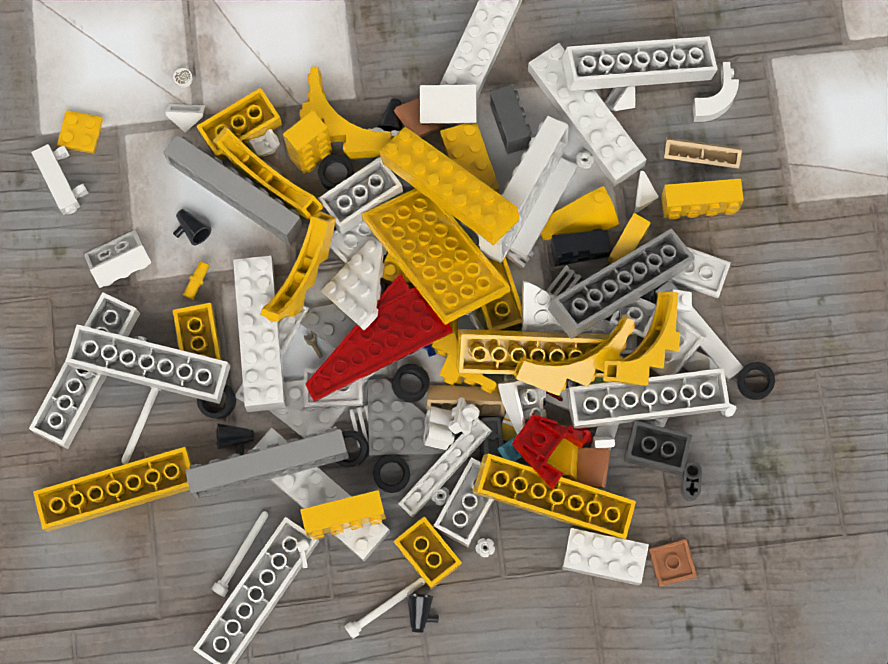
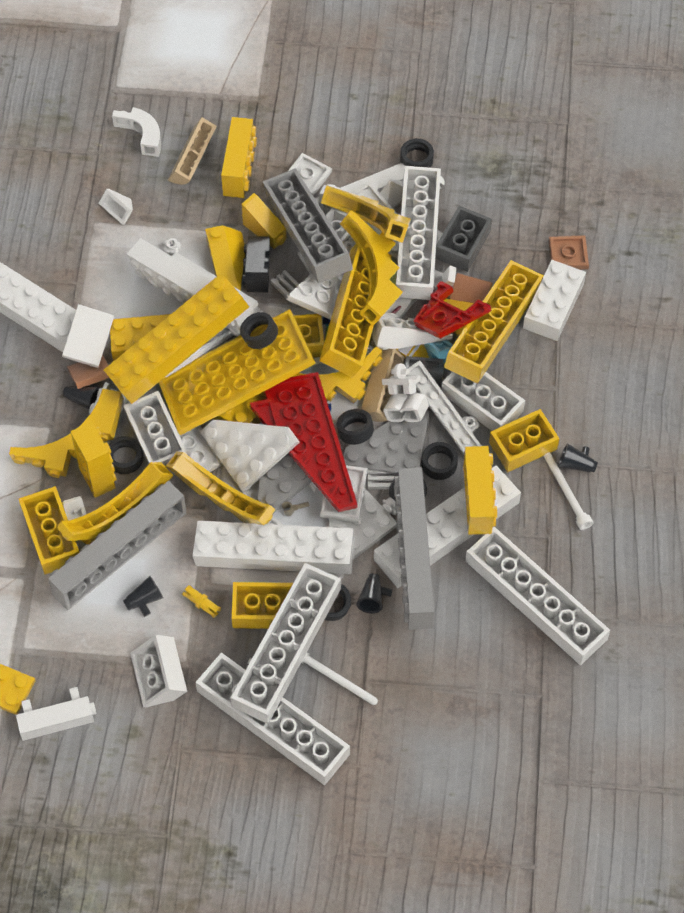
camera: 80 degrees left, 15 degrees down
(113, 489) = (404, 709): yellow brick -> none
(185, 115) = (21, 582): white slope -> none
(221, 586) = (522, 630): white piece -> none
(302, 547) = (499, 538): white hand -> none
(481, 251) = (252, 322): none -> black tyre
(485, 552) = (531, 397): white plate -> none
(510, 119) = (117, 292): dark grey brick -> none
(587, 118) = (115, 236): white brick -> none
(639, 63) = (95, 176): white brick -> none
(645, 192) = (216, 206): white slope -> none
(696, 486) = (502, 221): dark grey beam -> none

